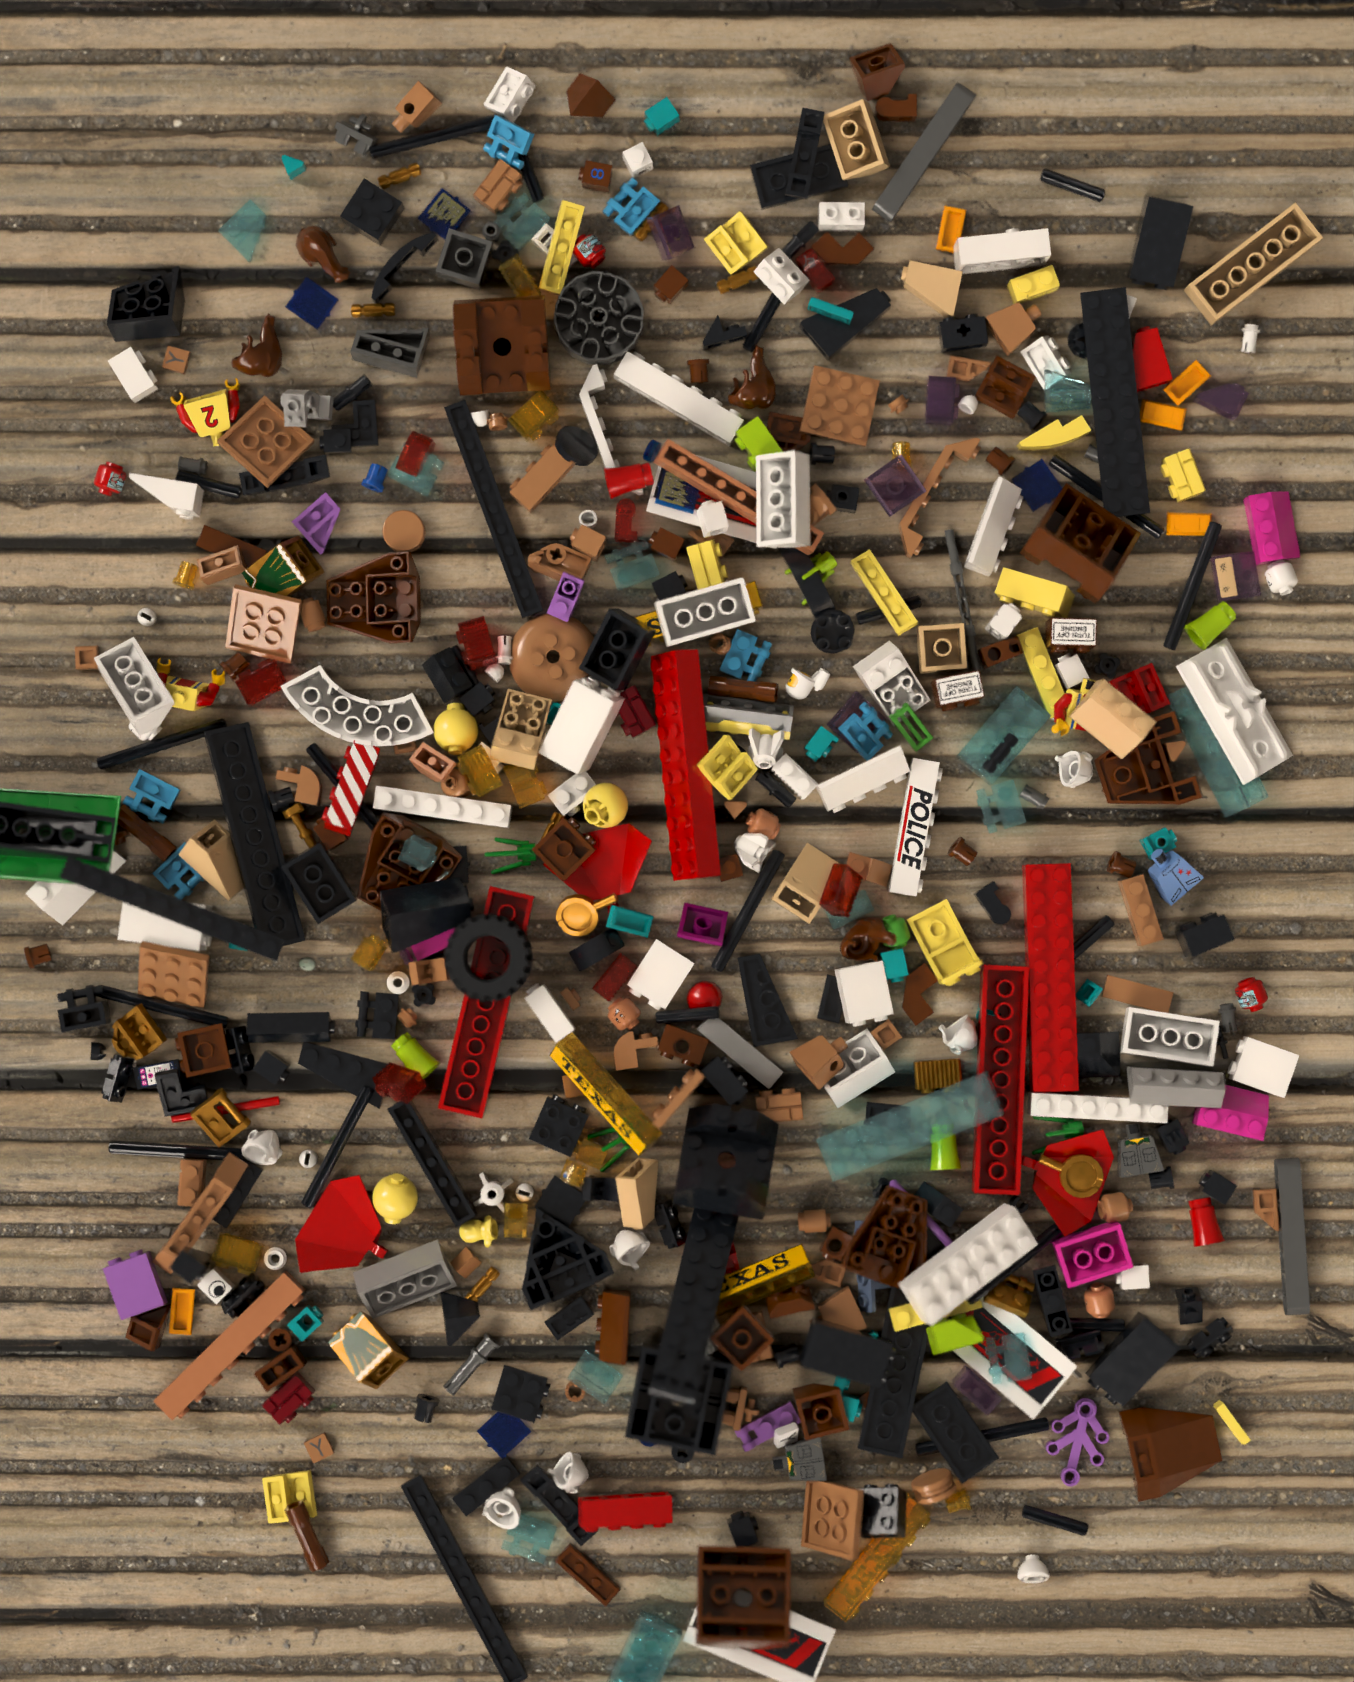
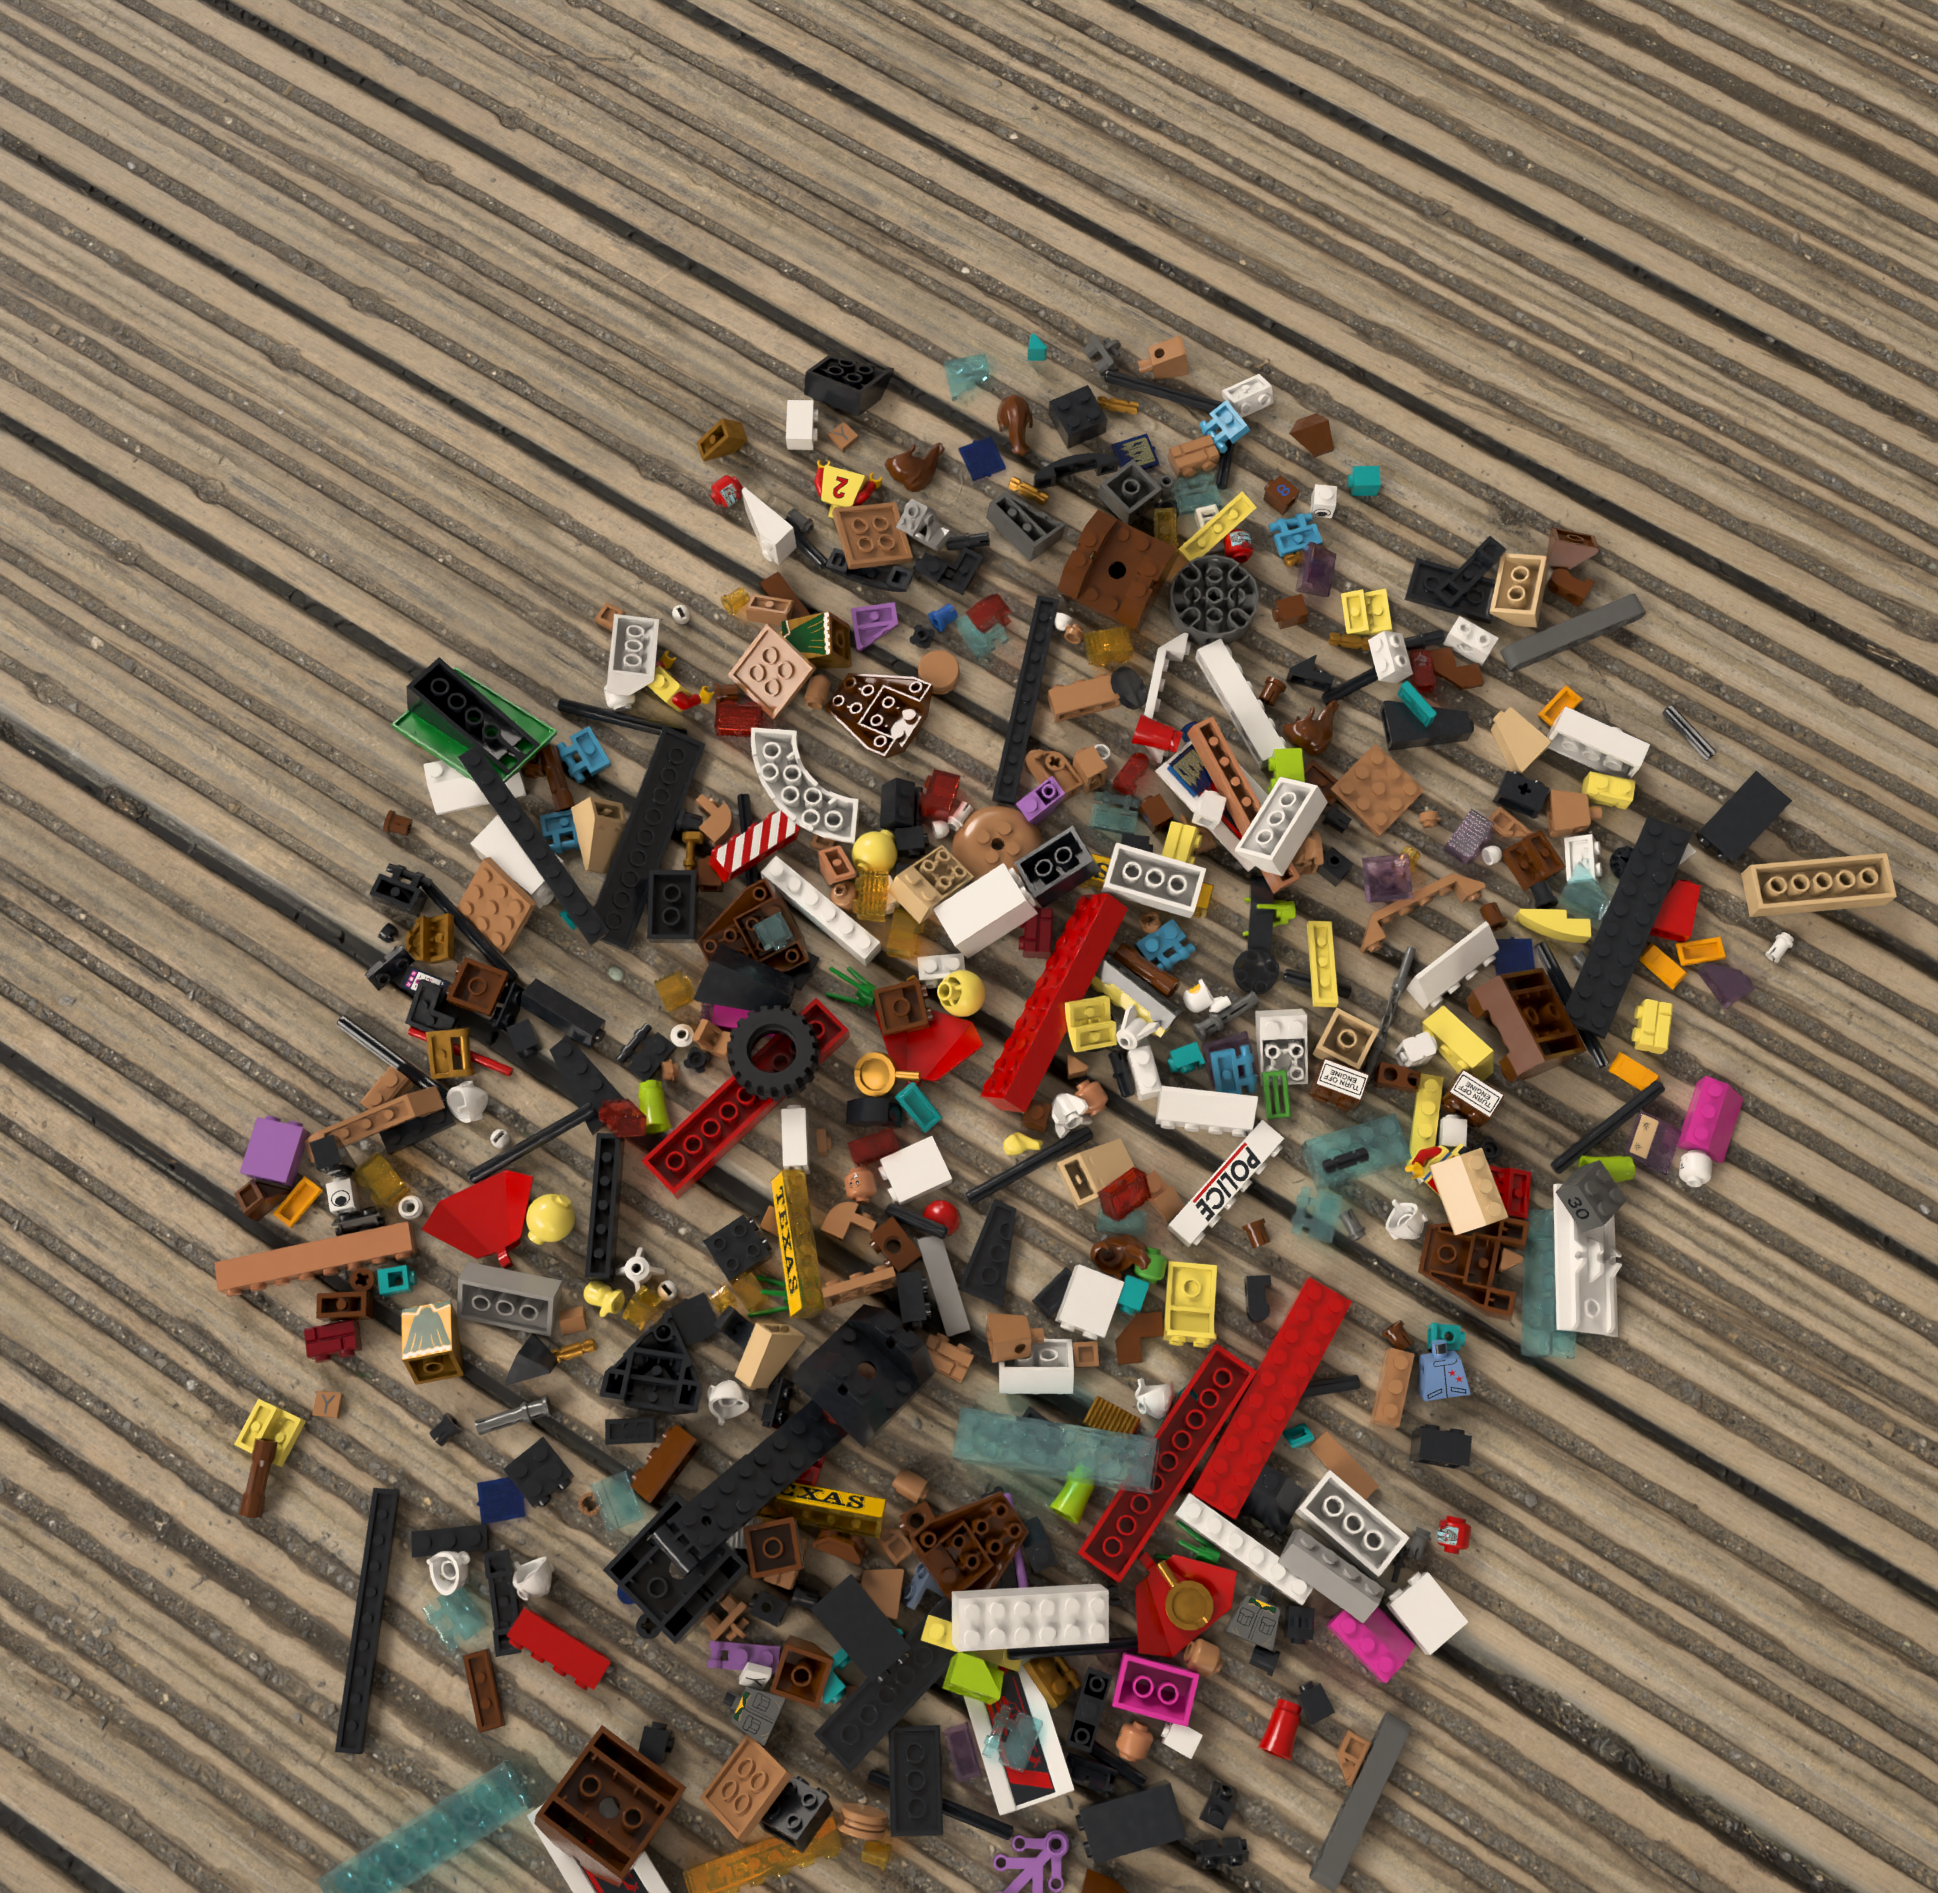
camera: 35 degrees right, 15 degrees down
(72, 432) = (722, 439): none -> pearl gold slope
(373, 511) = (922, 642): none -> black plate
(702, 924) = (980, 1152): magenta slope -> none
(728, 898) = (1018, 1143): none -> light yellow animal
(767, 1372) = (777, 1611): none -> black brick
(826, 695) = (1217, 1021): none -> dark grey pin
(1211, 660) = (1591, 1196): none -> dark grey brick

